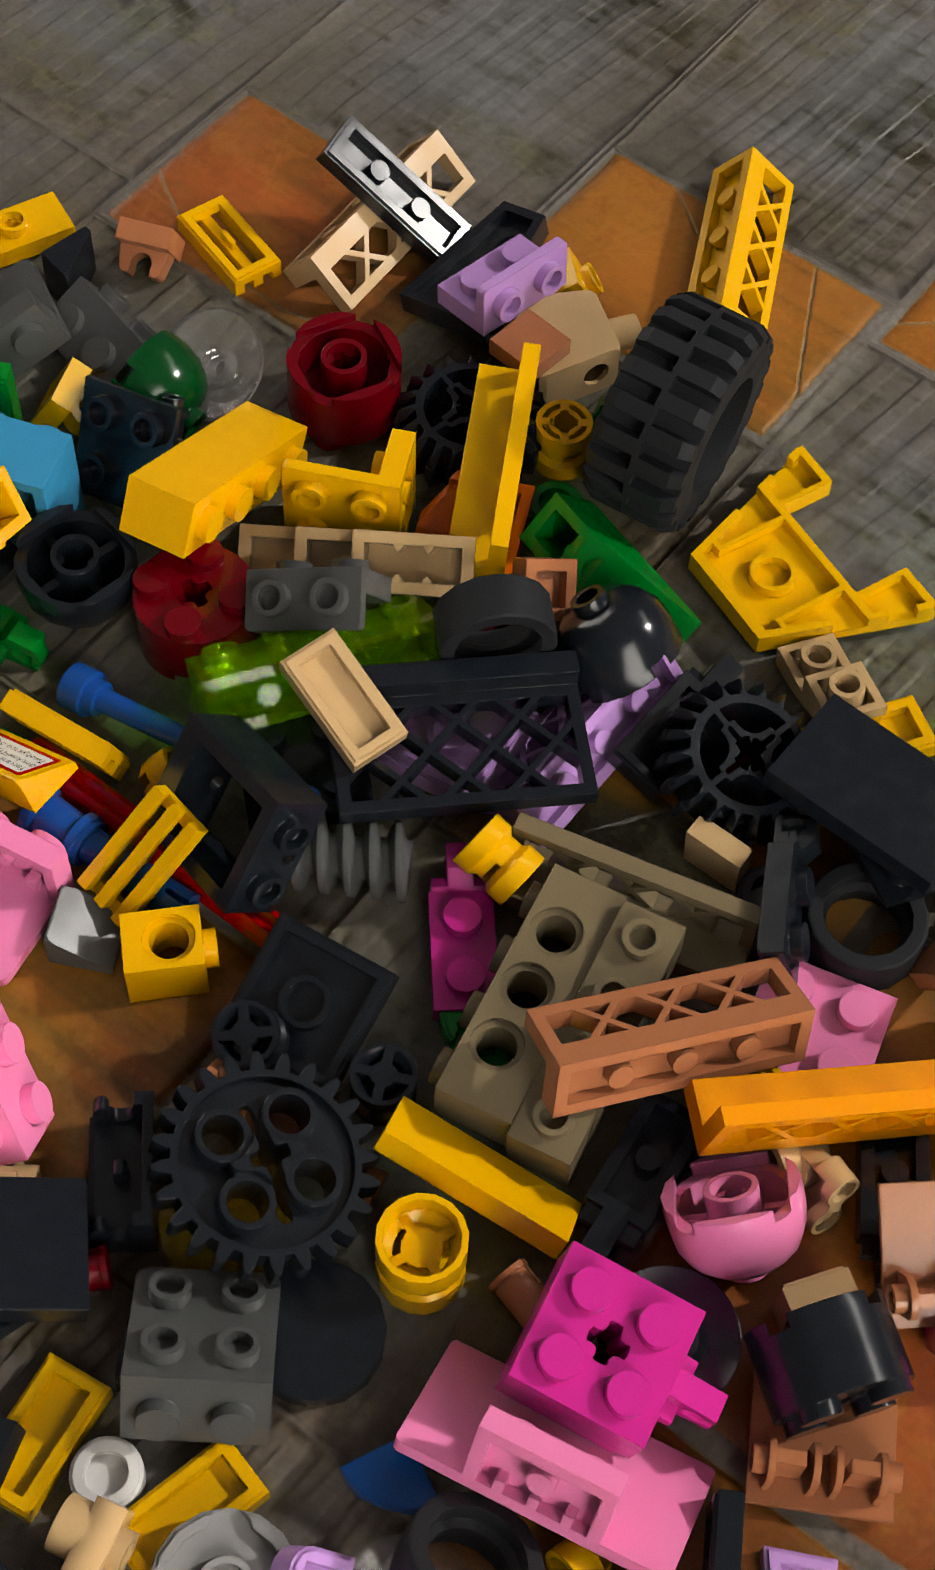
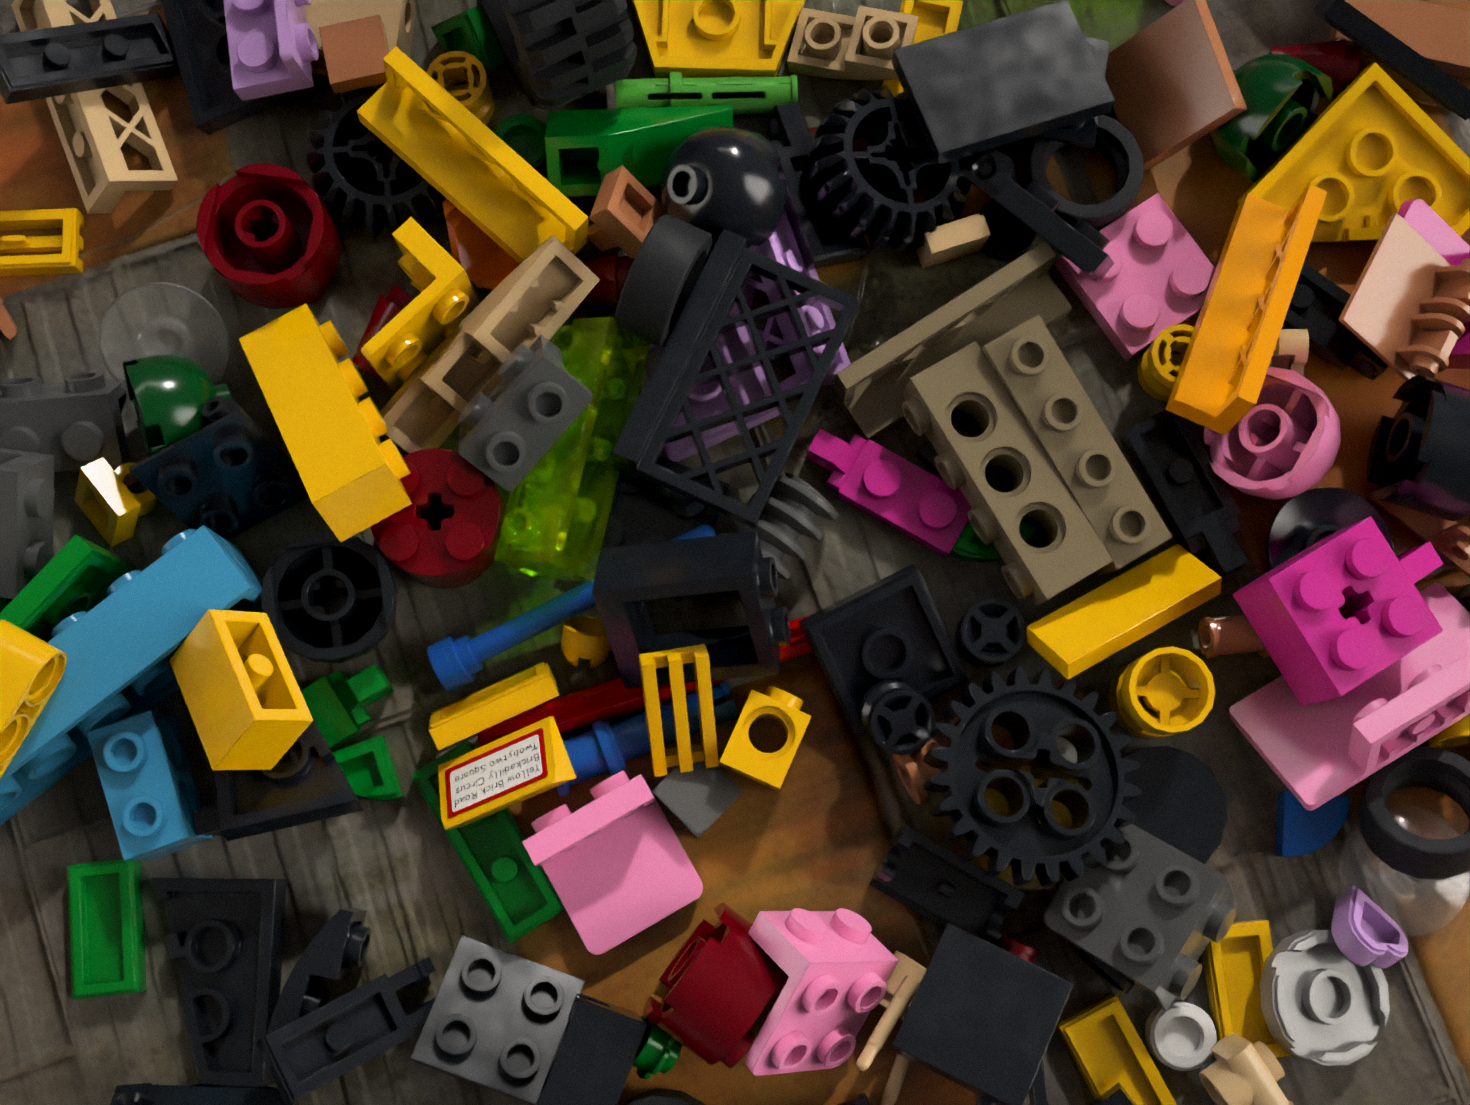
camera: 55 degrees left, 20 degrees up
(343, 700) = (658, 454): tan tile -> none
(498, 859) = (864, 419): yellow wheel -> none
(681, 1045) = (1146, 400): nougat fence -> none
(704, 604) = (776, 91): none -> bright green pin
(811, 1290) = (1362, 423): tan tile -> none

